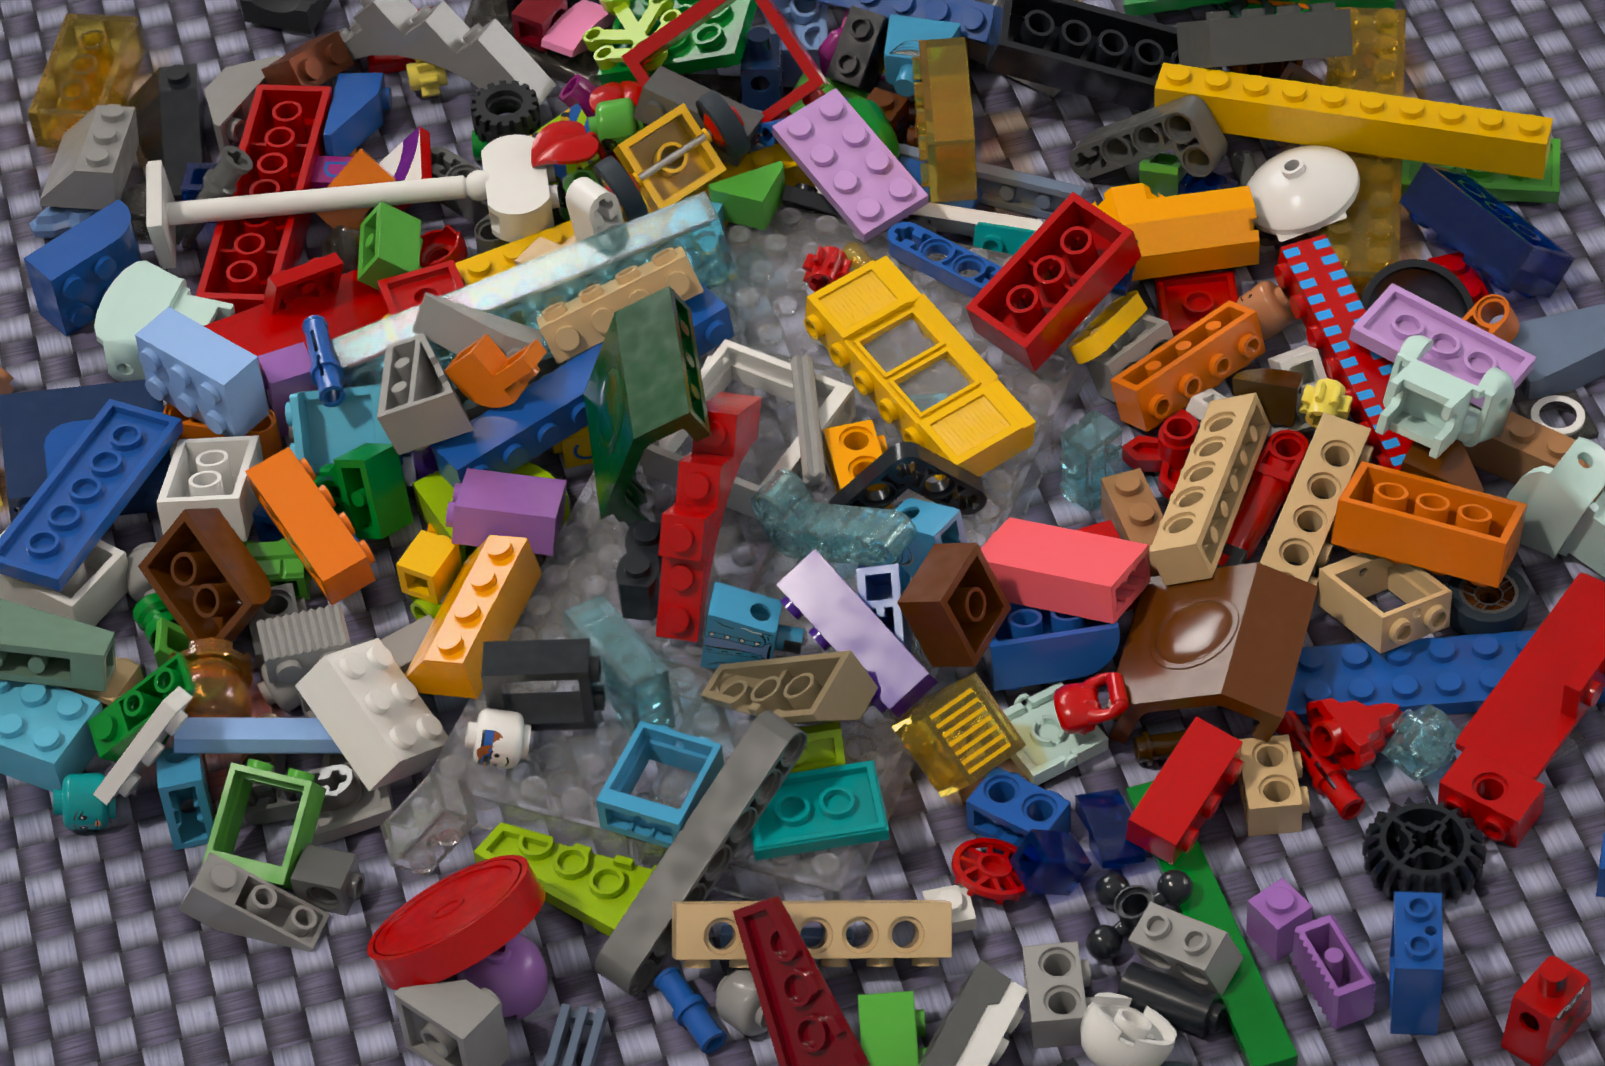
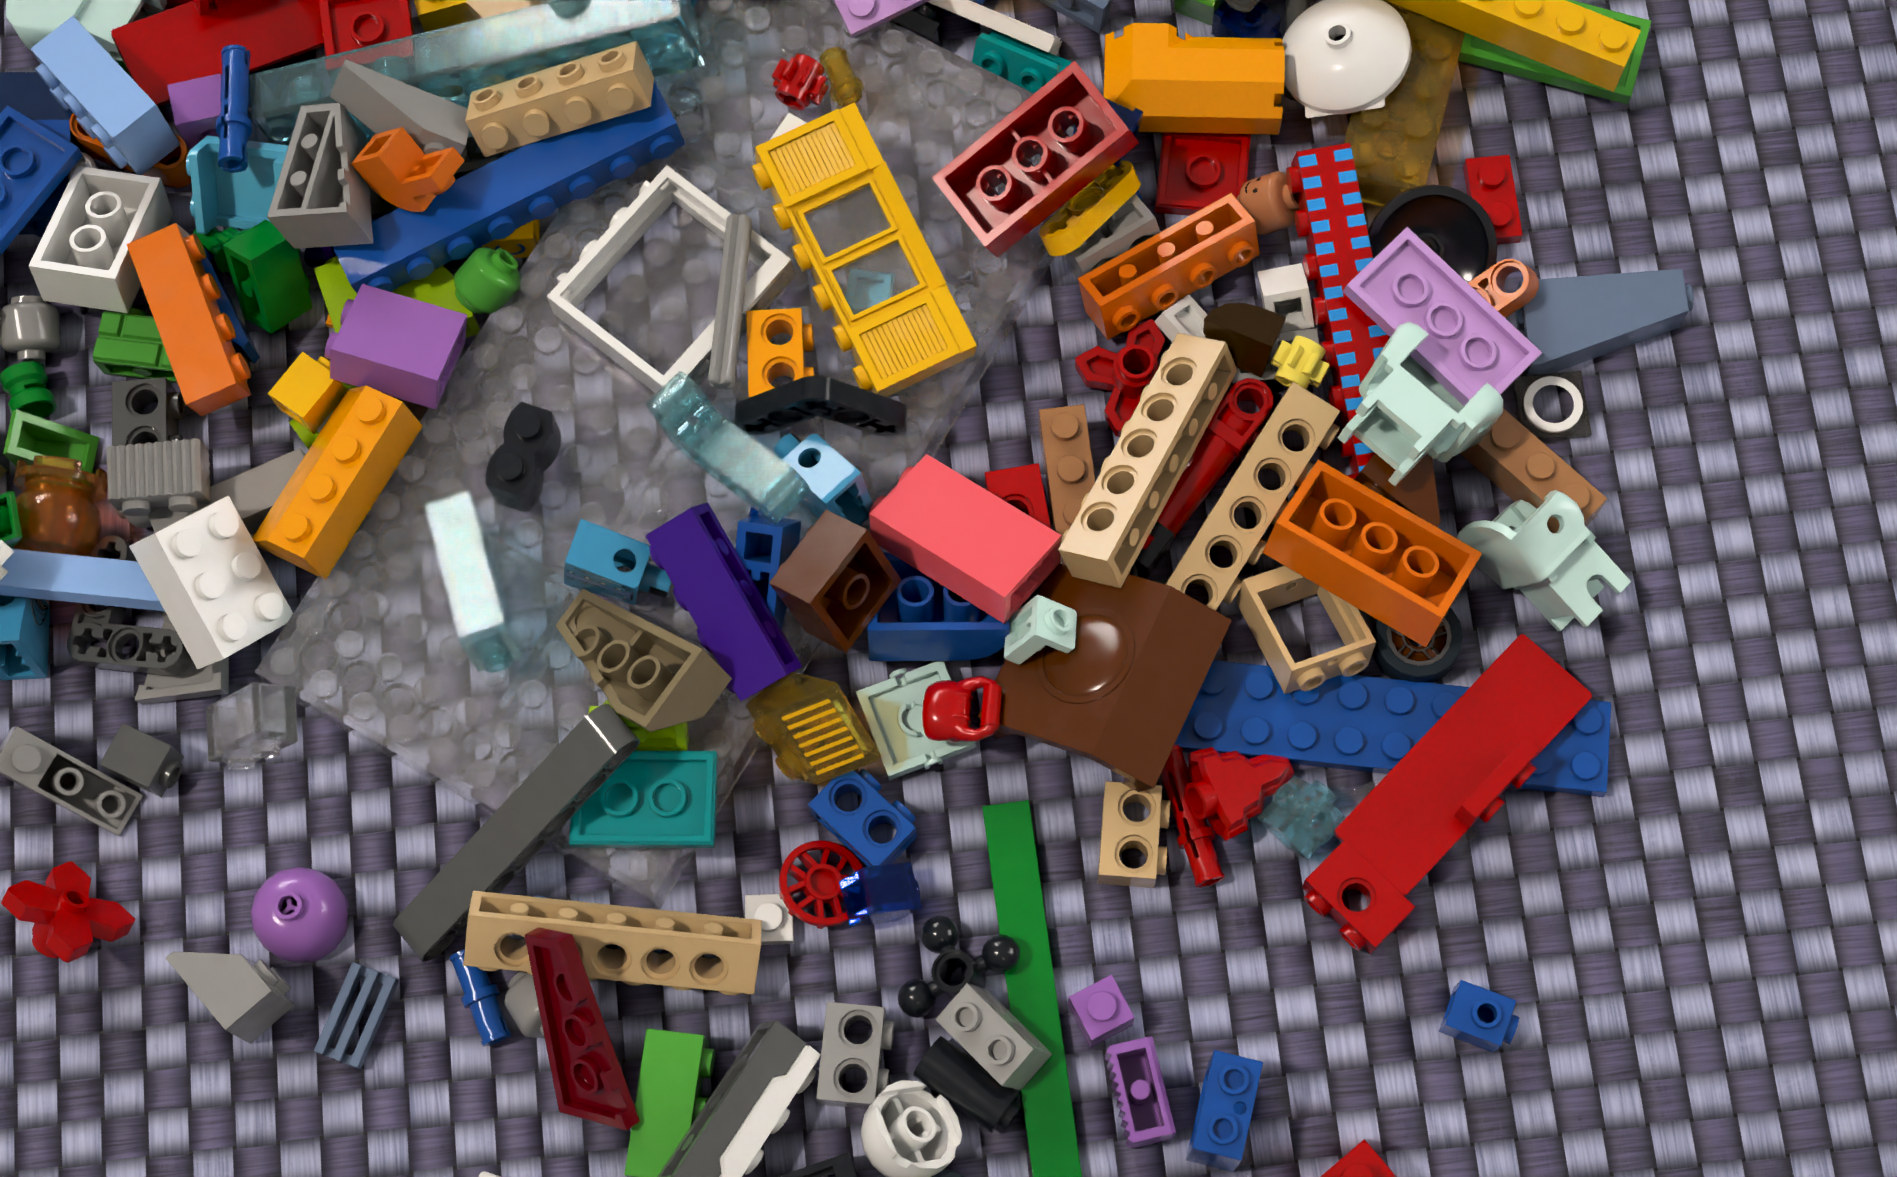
camera: 10 degrees right, 25 degrees up
(206, 576) = (71, 371): reddish brown brick -> none
(233, 807) = (63, 729): bright green window -> none
(279, 1005) = (65, 913): none -> red plant
(456, 922) = (250, 868): red brick -> none
(498, 738) = (331, 649): white head -> none
(545, 661) = (382, 598): black window -> none
(572, 461) = (487, 280): none -> bright green head
(573, 877) = (400, 810): lime wing -> none
(641, 392) = (550, 265): dark green panel -> none
(644, 818) = (479, 686): dark azure window -> none
(694, 521) = (589, 394): red arch -> none
(914, 244) = (933, 97): blue beam -> none
(1087, 455) = (1034, 379): clear light blue brick -> none
(1106, 820) = (953, 856): clear blue slope -> none
(1142, 617) = (1037, 625): none -> light aqua bracket
(1155, 747) = (1031, 759): dark brown pin -> none
(1186, 791) = (1036, 848): red wedge -> none
(1421, 839) = (1283, 972): black gear -> none
(1485, 232) = (1534, 146): clear blue brick -> none

